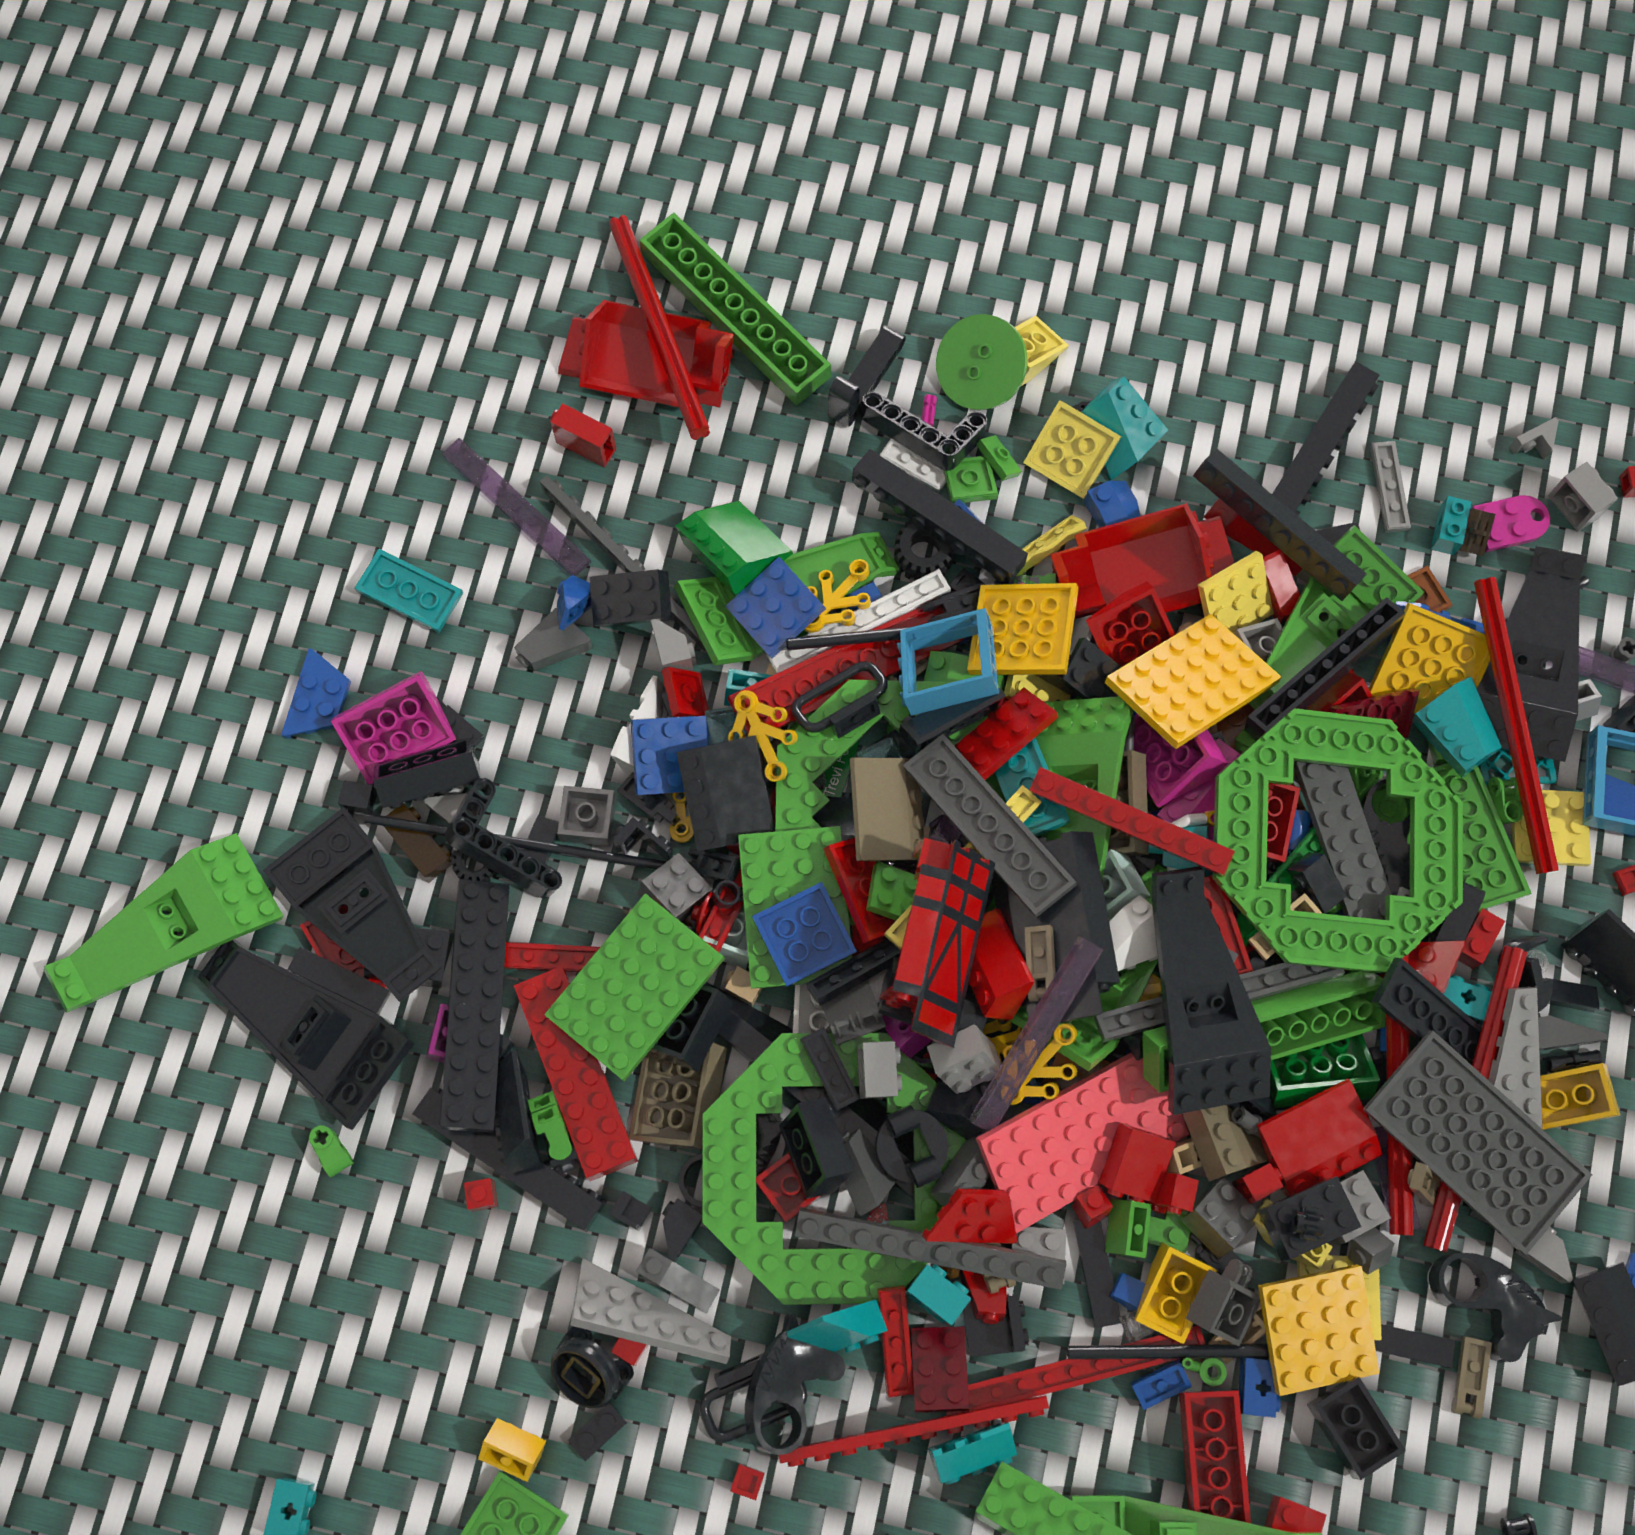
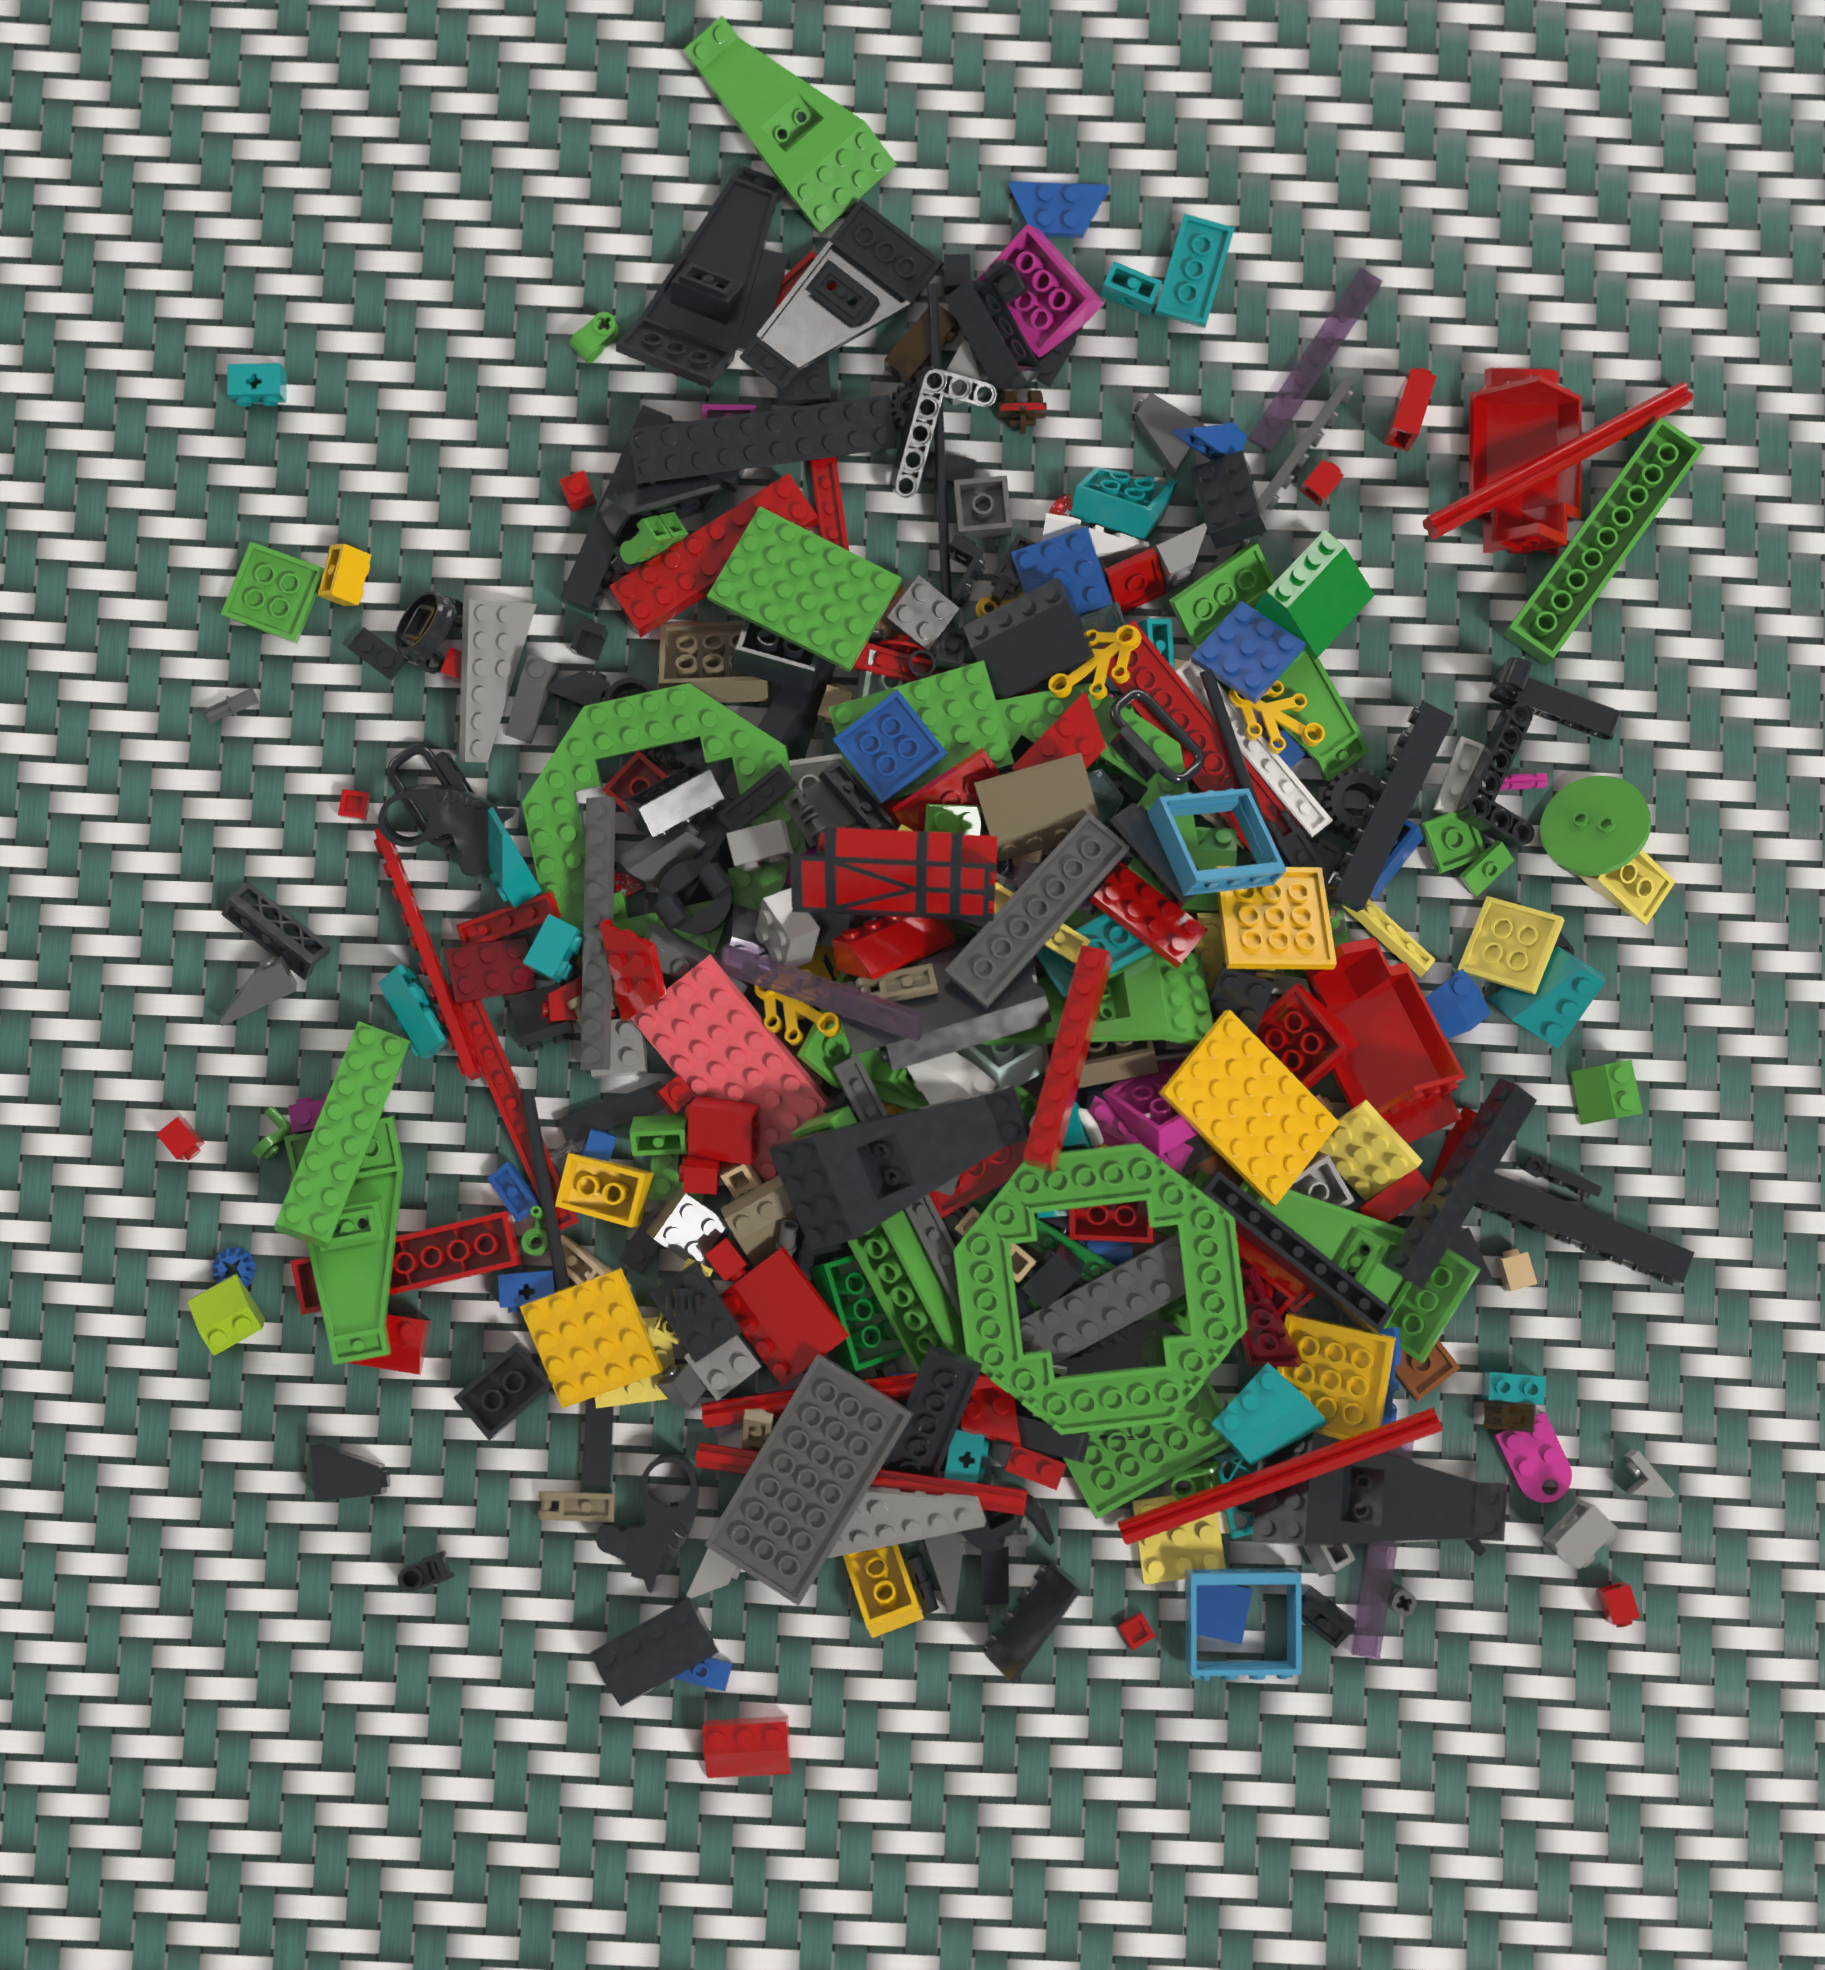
camera: 80 degrees right, 10 degrees up
(378, 751) = (1006, 281): none -> black bracket
(413, 645) = (1131, 288): none -> teal brick
(502, 754) = (1022, 414): none -> dark brown hips
(602, 748) = (1062, 506): none -> red tile
(608, 692) = (1122, 501): none -> teal wedge
(629, 521) = (1322, 482): none -> red brick
(829, 775) = (1071, 734): none -> red wing
(1208, 402) = (1606, 1092): none -> bright green slope
(1225, 1303) = (598, 1238): dark grey hinge -> none
(1275, 453) = (1559, 1177): none -> black hinge
(1351, 503) = (1516, 1270): none -> tan brick
(1390, 487) = (1549, 1315): light grey tile -> none

